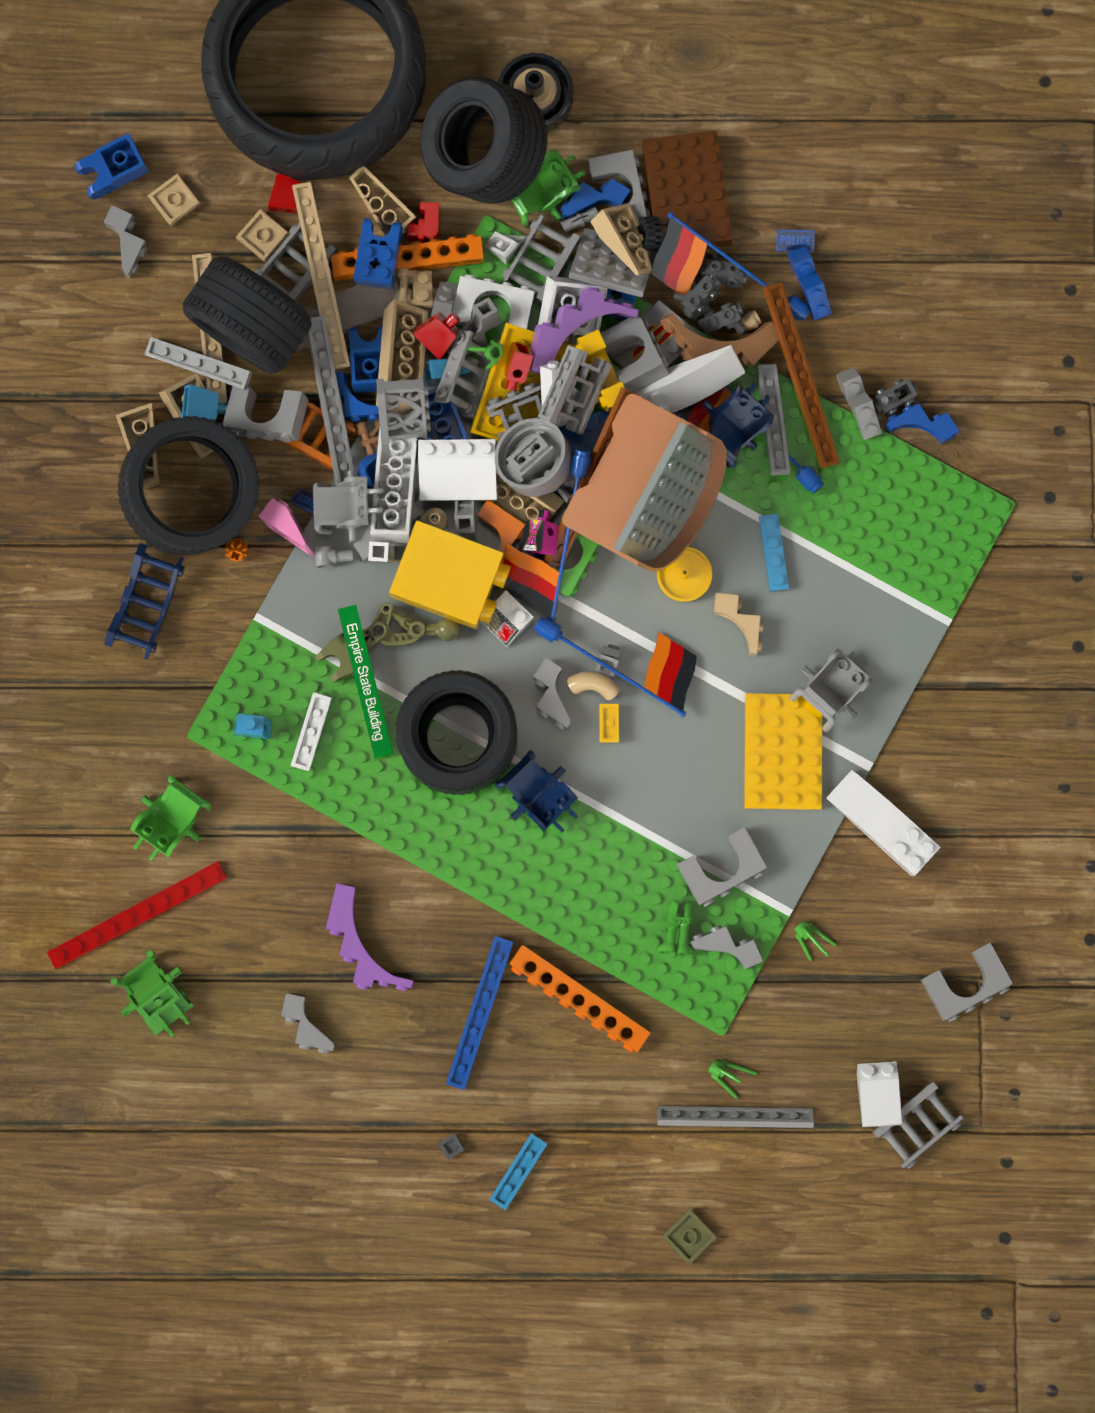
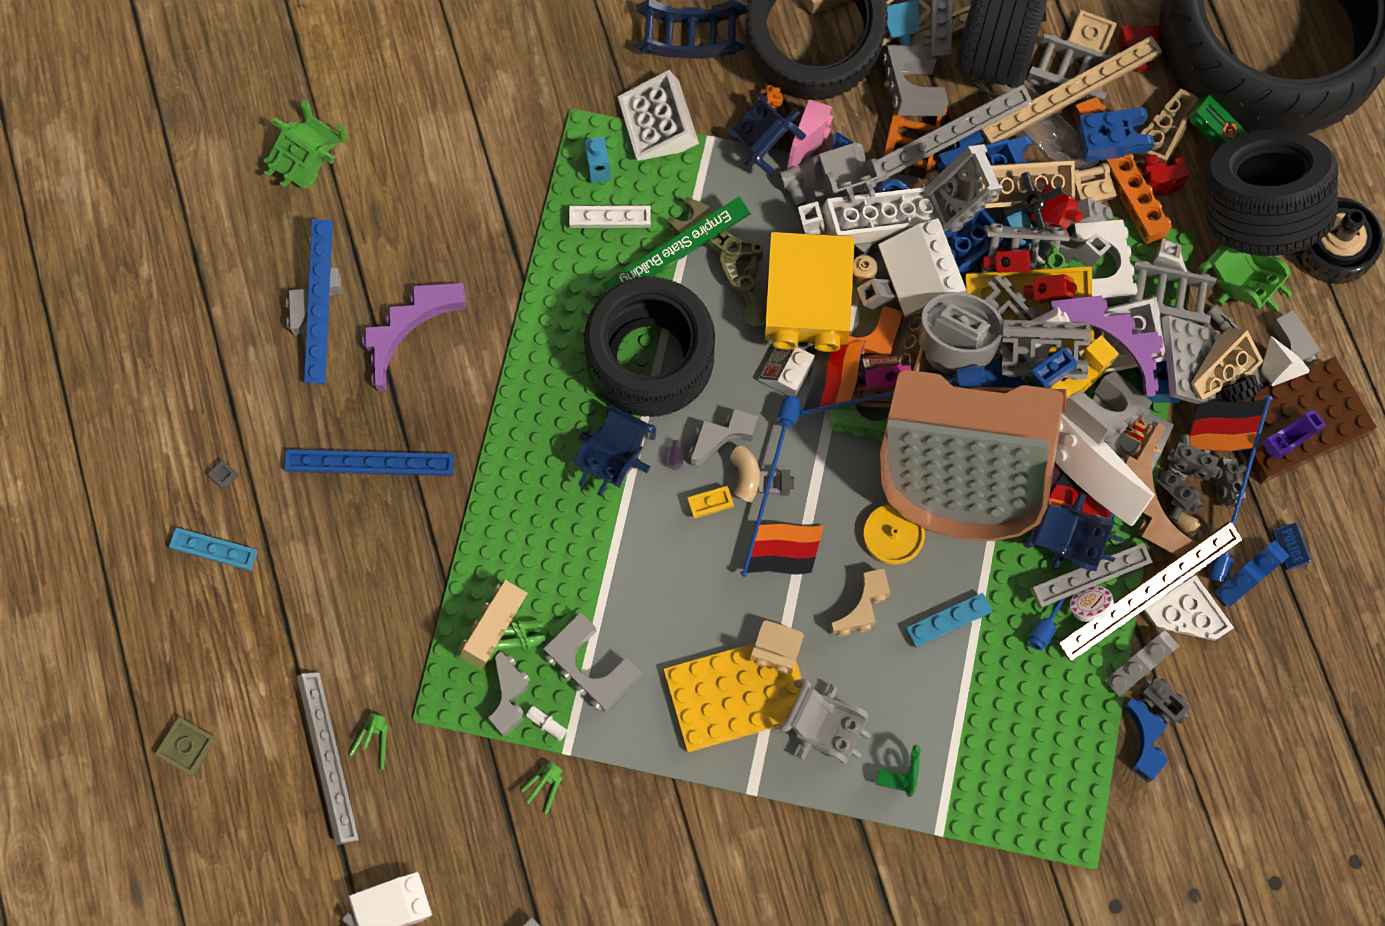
camera: 70 degrees right, 10 degrees down
(136, 915) = (381, 115): red plate -> none
(169, 818) = (481, 110): bright green piece -> none
(226, 659) = (658, 118): none -> white slope
(275, 567) = (762, 129): none -> dark blue piece
(315, 1018) = (318, 301): none -> blue plate
(396, 158) = (1214, 121): none -> green brick
(428, 358) = (1028, 196): none -> black bar
(476, 390) = (1019, 261): none -> red torso
(557, 741) = (675, 456): none -> clear purple cylinder
(586, 198) = (1252, 320): blue arch -> none
(597, 390) = (1054, 368): none -> blue slope
(636, 188) = (1281, 364): none -> white slope
(639, 1034) = (429, 487): orange brick -> none
(669, 941) = (492, 625): none -> tan wedge
(706, 205) = (1294, 434): none -> dark purple arch
(757, 705) = (777, 647): none -> tan bracket
(761, 921) = (546, 722): none -> white axle
(799, 428) = (1092, 603): none -> white tile
(826, 347) = (1189, 611): none -> white plate
(883, 823) = (692, 824): white slope -> none
(899, 638) = (902, 781): none -> green piece

